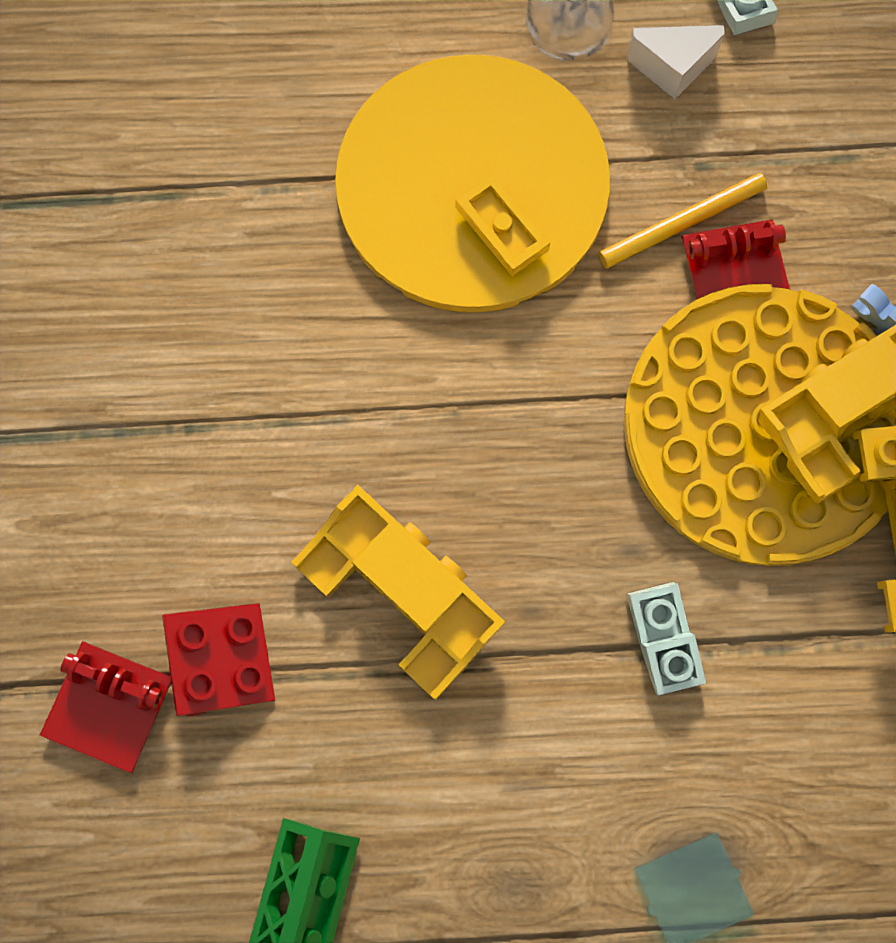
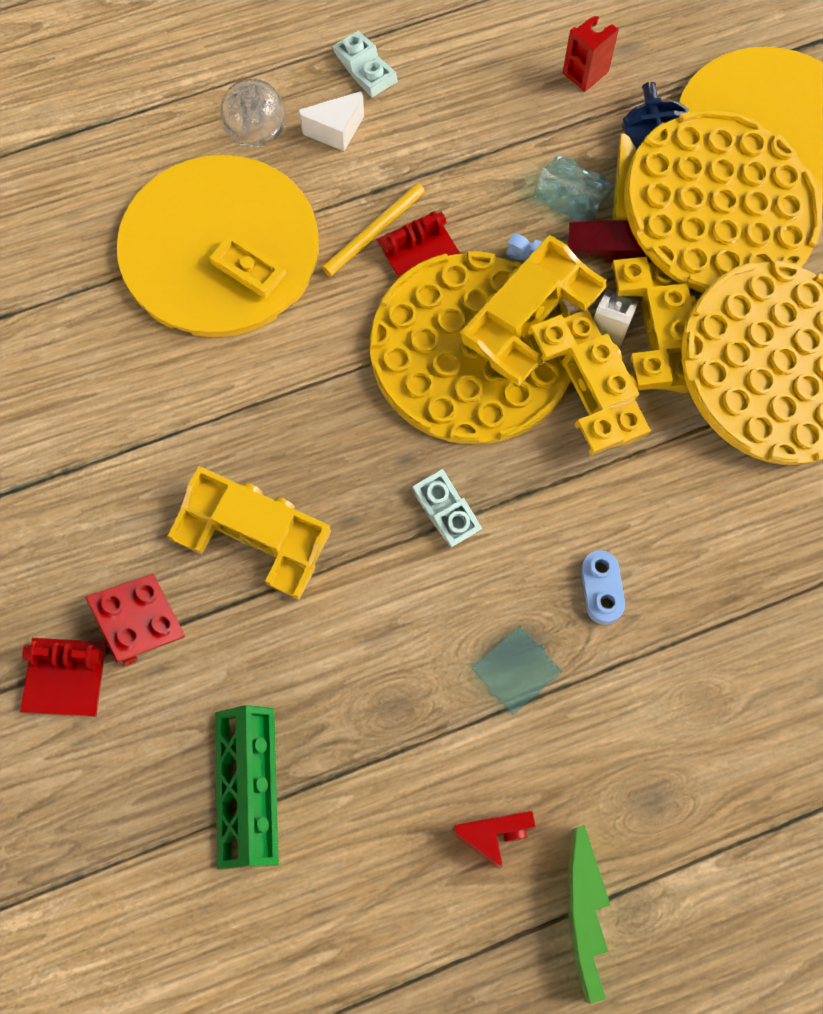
camera: 20 degrees left, 5 degrees down
(839, 814) = (602, 585): none -> light blue plate

